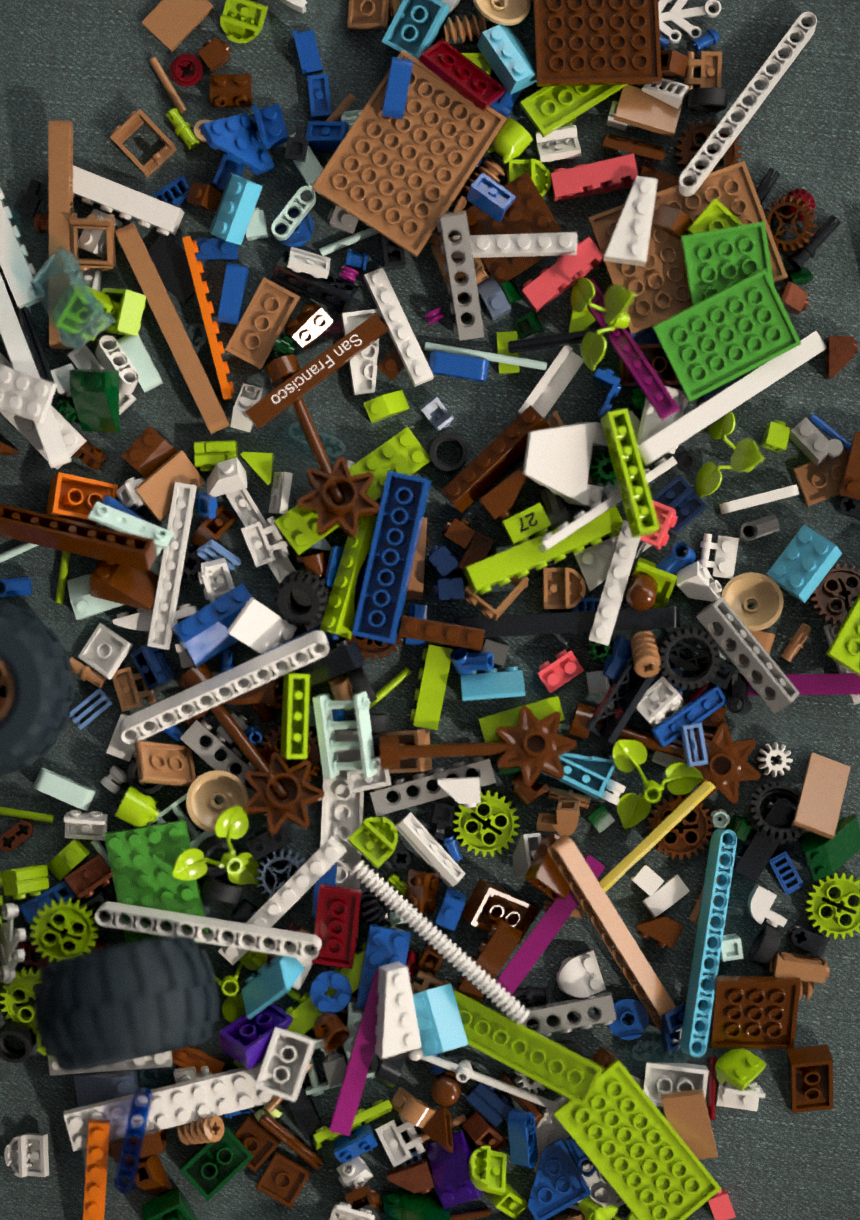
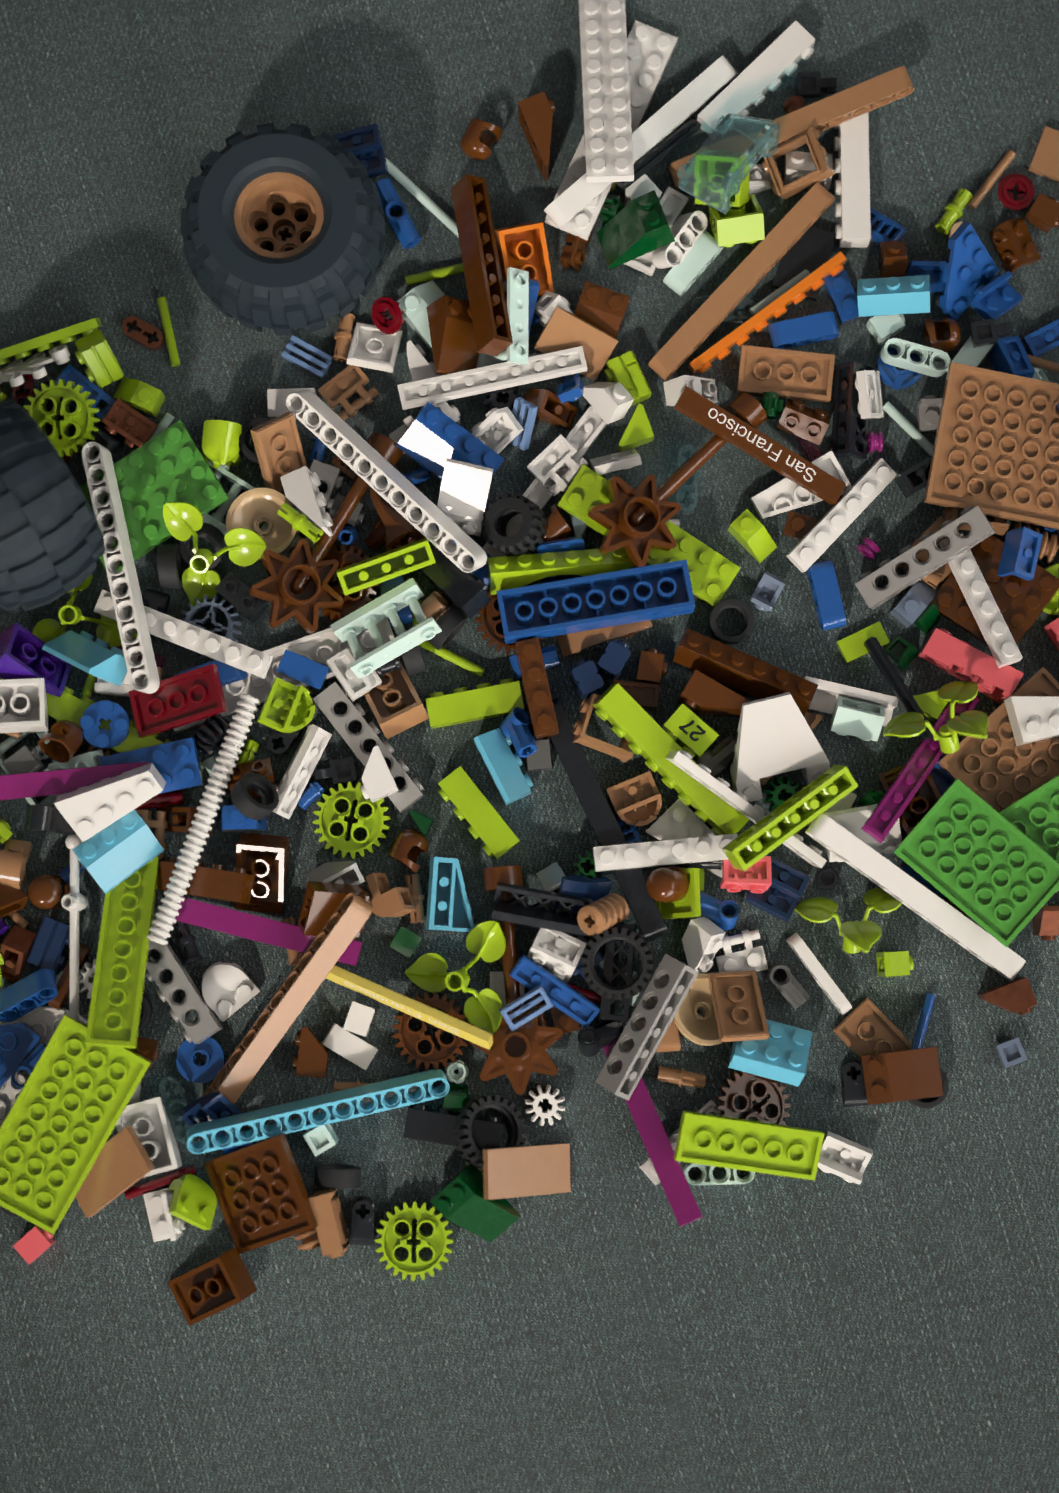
camera: 65 degrees right, 5 degrees down
(64, 789) = (211, 362): light aqua beam -> none
(84, 636) = (382, 320): none -> dark red gear
(85, 825) = (182, 399): white bracket -> none
(114, 779) = (242, 410): white wheel -> none
(123, 132) = (931, 156): medium nougat window -> none
(152, 666) = (377, 402): dark blue brick -> none
(194, 300) = (777, 293): none -> light aqua bar
(207, 757) = (303, 492): none -> white slope
(231, 770) = (300, 522): none -> lime pin
(282, 183) = (941, 334): none -> reddish brown helmet
(349, 814) = (303, 669): none -> blue tile
(357, 259) = (894, 444): blue bush -> none
(435, 884) = (247, 804): none -> black tyre
(487, 356) = (850, 622): light aqua piece -> none
(530, 746) = (452, 830): reddish brown piece -> none
(559, 671) = (546, 833): coral bracket -> none
(568, 383) = (857, 718): none -> light aqua brick
(607, 379) = (879, 755): blue bracket -> none
(615, 787) = (445, 944): white wheel -> none
(759, 906) = (378, 1153): white brick -> none
(760, 575) = (738, 1006): none -> medium nougat tile
(778, 857) = (437, 1149): blue slope -> none
(814, 443) = (904, 1008): light grey hinge -> none

